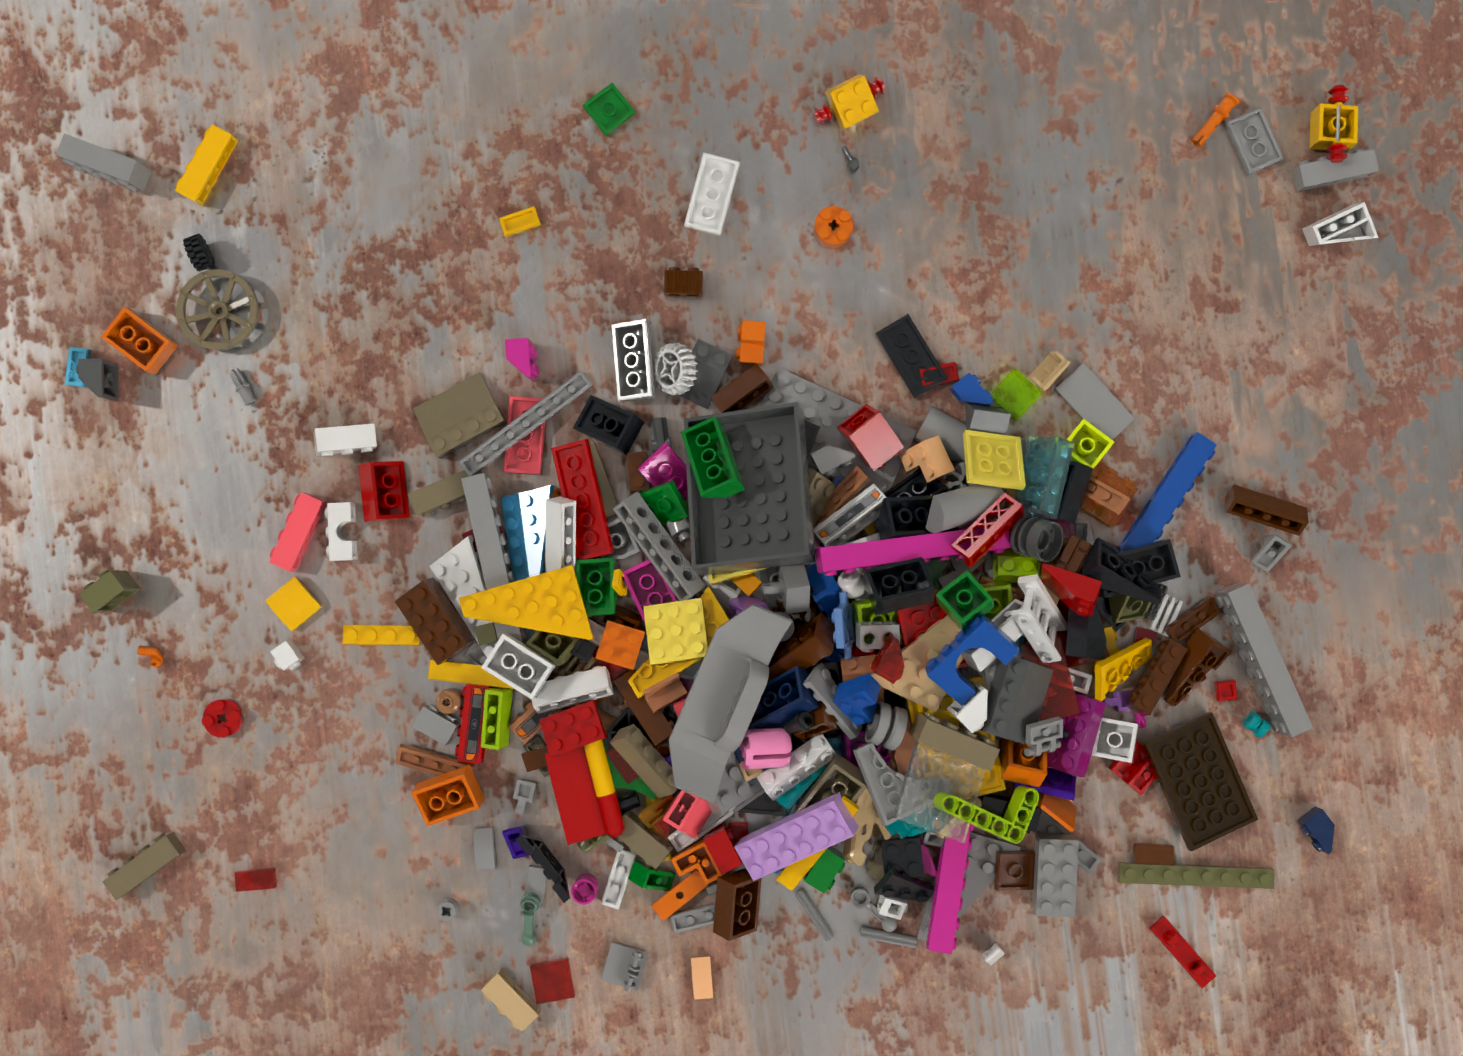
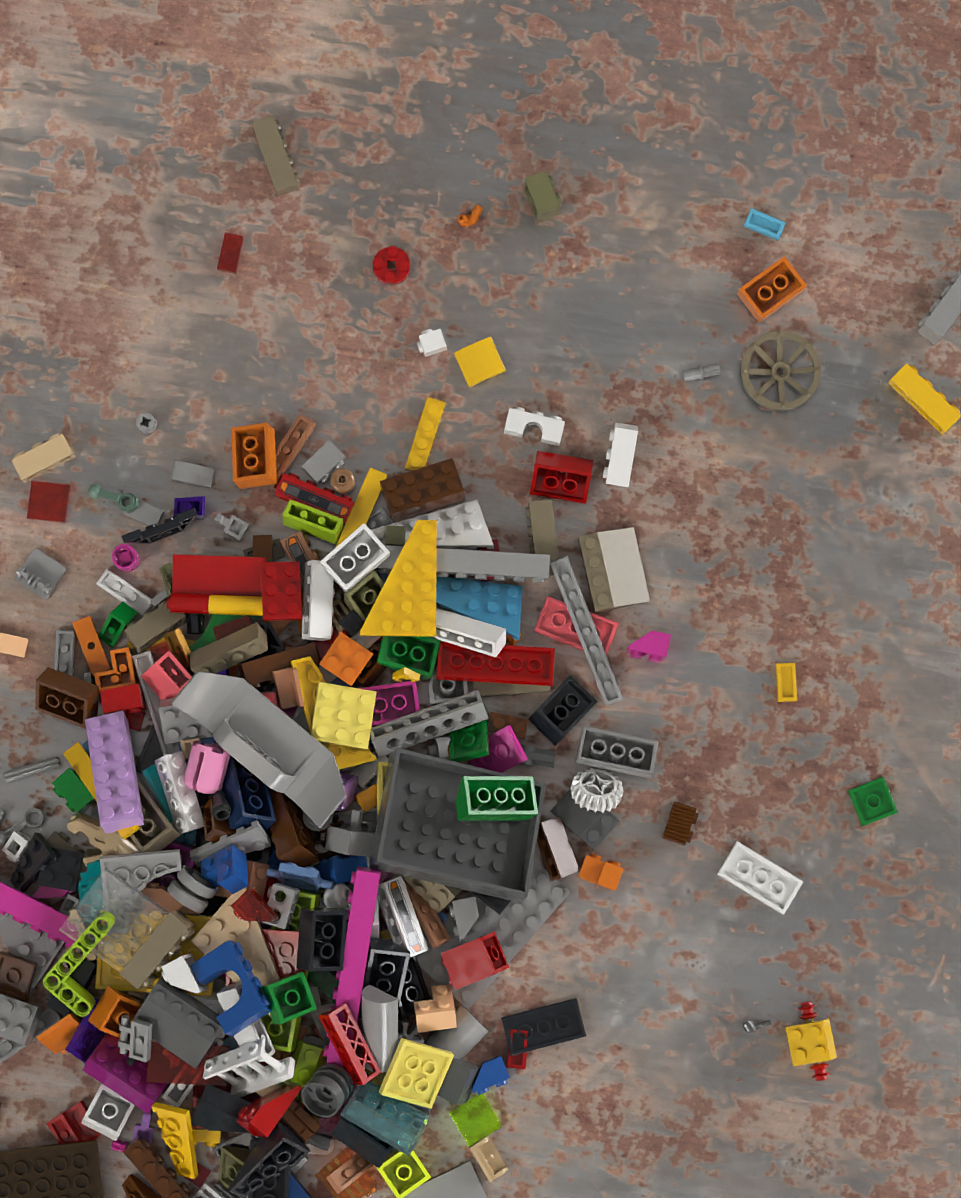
camera: 100 degrees right, 5 degrees down
(100, 377) = (746, 243): dark grey slope -> none
(198, 252) = (840, 368): black tyre -> none
(297, 532) = (546, 385): coral brick -> none
(822, 227) = (702, 982): orange brick -> none

